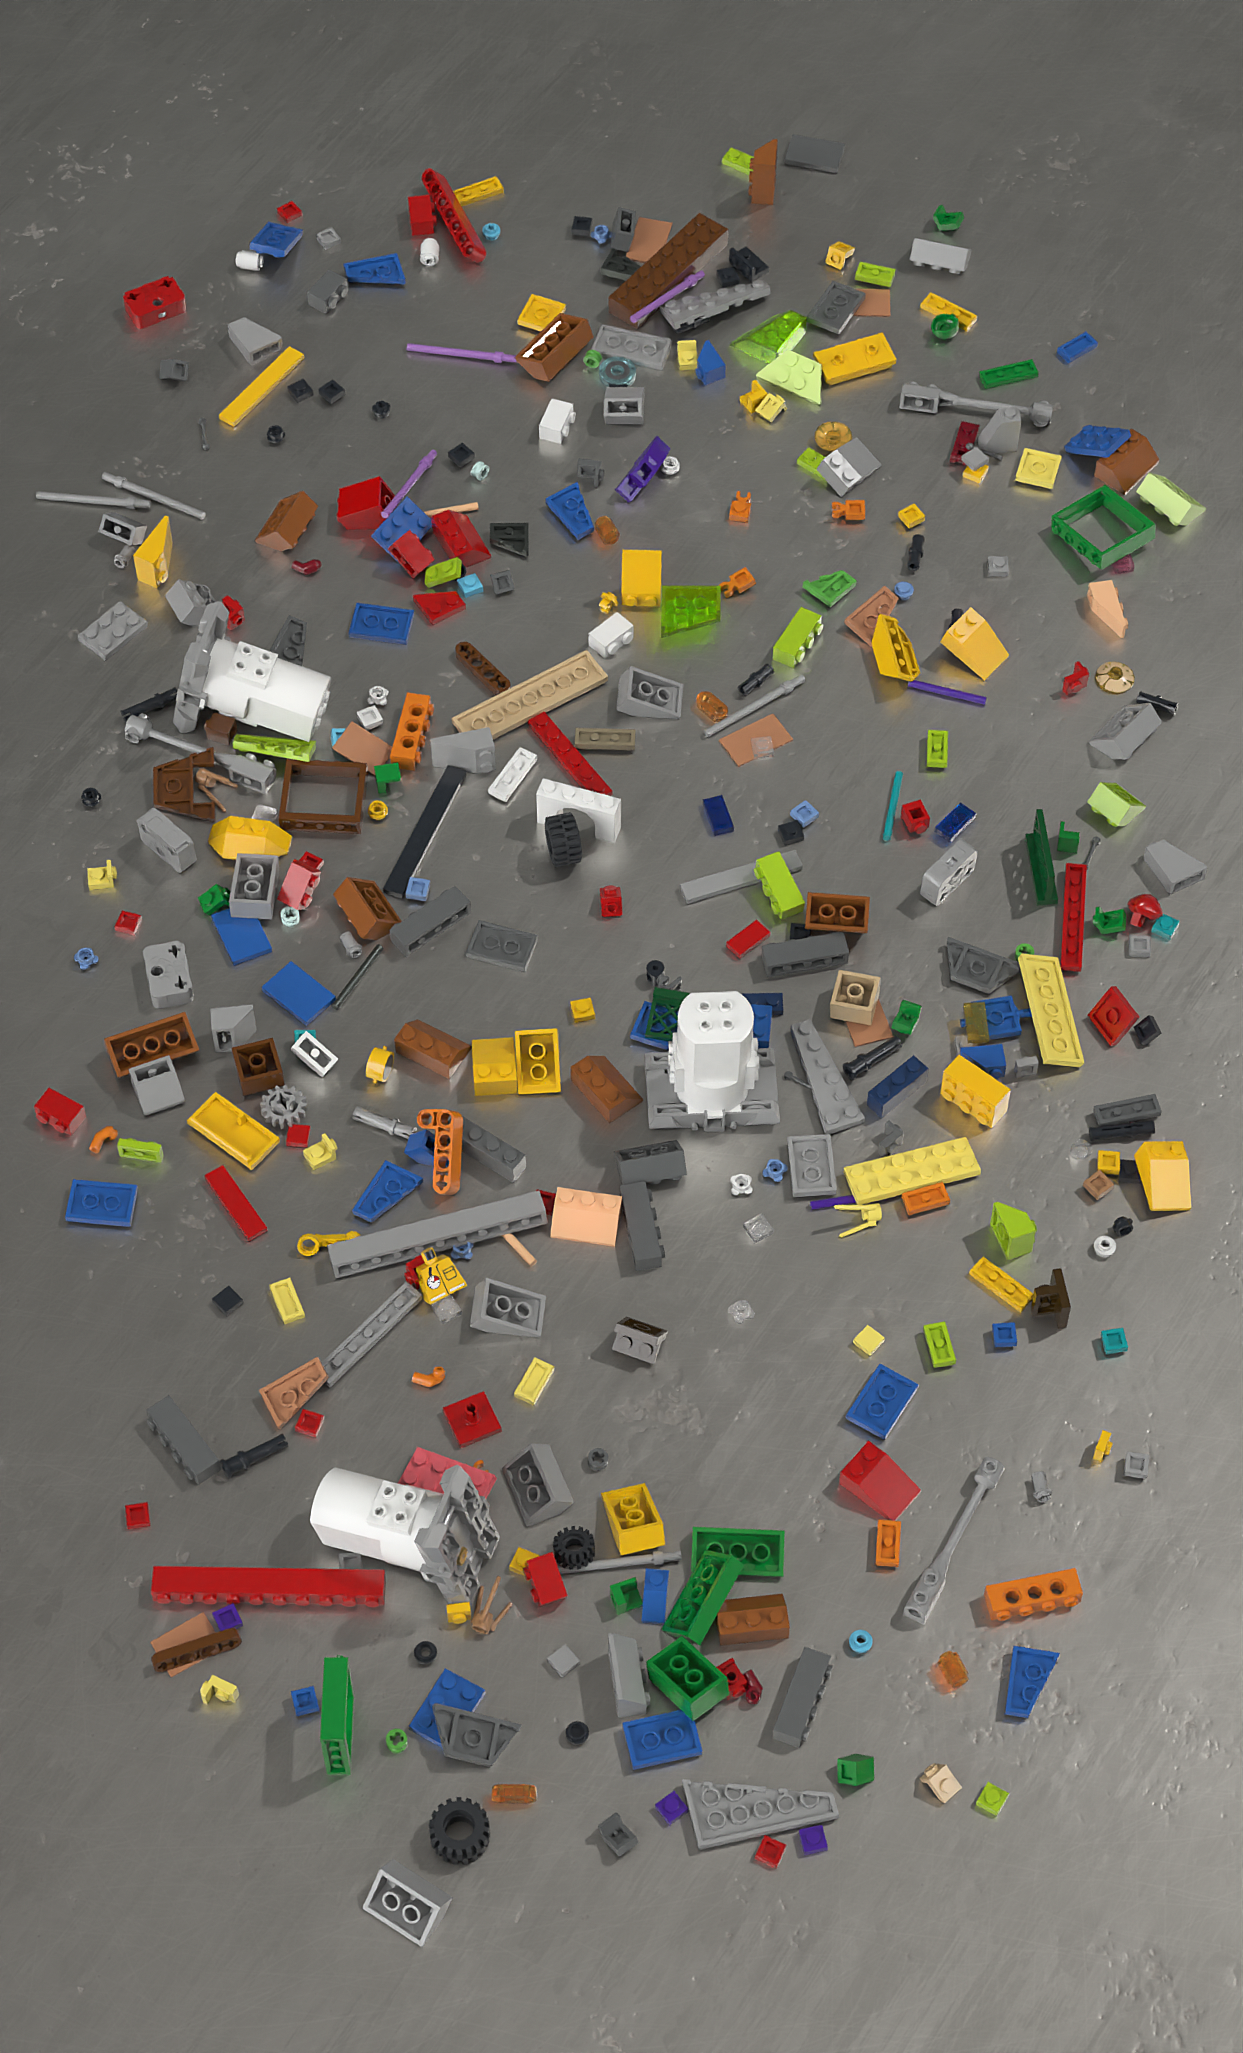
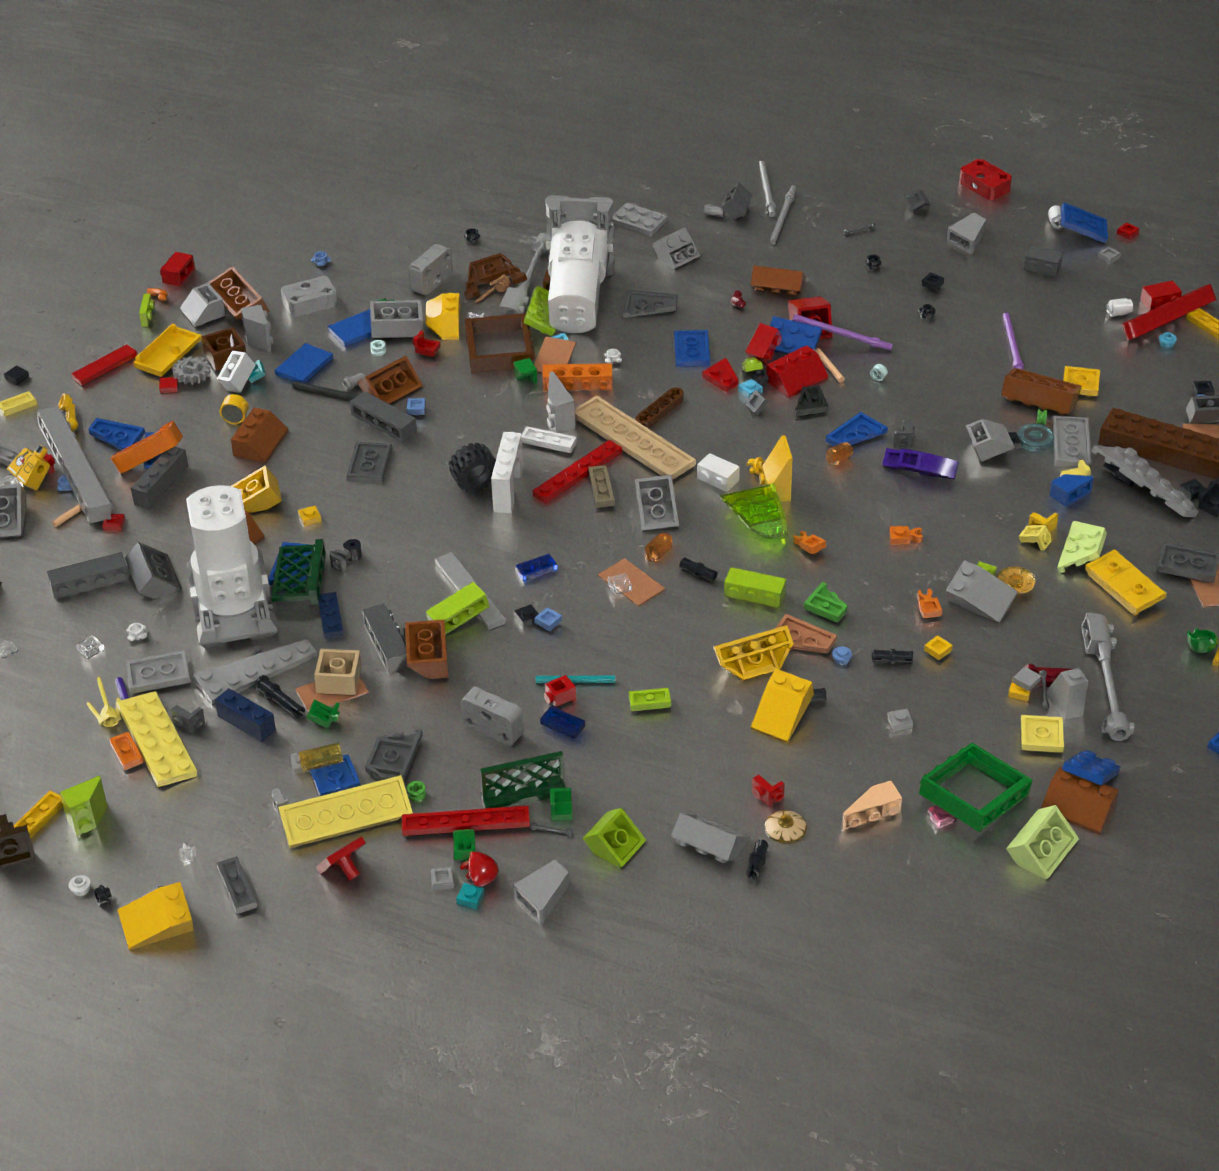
camera: 80 degrees right, 15 degrees down
(101, 1203) = (99, 301): blue plate -> none
(102, 876) = (398, 253): light yellow bracket -> none
(128, 922) = (358, 273): red tile -> none
(154, 555) = (716, 218): yellow slope -> none
(236, 612) = (673, 270): red bracket -> none
(261, 386) = (923, 248): yellow tile -> none
(299, 885) = (399, 338): brick -> none
(300, 390) = (928, 266): black plate -> none
(321, 1152) = (152, 397): light yellow bracket -> none
(369, 718) = (586, 355): white plate -> none
(376, 270) = (1083, 283): blue wing -> none
(377, 806) = (493, 374): yellow plate -> none
(393, 1126) = (188, 414): light grey pin -> none
(424, 831) = (481, 403): black tile -> none
(461, 455) = (893, 360): black plate -> none
(494, 1066) = (236, 466): yellow slope -> none
(556, 421) = (955, 406): white brick -> none
(586, 1216) = (97, 538): light nougat slope -> none
(611, 901) = (425, 511): red bracket -> none
(618, 267) = (1167, 414): pearl dark grey wing -> none
(670, 465) = (935, 482): white plate -> none
(688, 282) = (1170, 463): medium lavender bar -> none
(748, 939) = (401, 603): red tile -> none
(762, 1024) = (297, 618): blue brick -> none
(773, 336) = (1127, 527): clear neon green wedge -> none
(779, 1166) = (152, 649): medium blue plate -> none
(785, 687) = (694, 590): light grey bar -> none
(947, 692) = (725, 702): dark purple bar -> none
(975, 1091) = (239, 762): yellow brick -> none
(987, 1058) = (282, 773): blue slope -> none
(1008, 374) = (1166, 700): green tile -> none
(1098, 1185) = (148, 871): medium nougat plate -> none
(1108, 1162) = (175, 874): yellow plate -> none
(1122, 1130) = (217, 900): black pin -> none
(1147, 1030) = (334, 891): black plate -> none

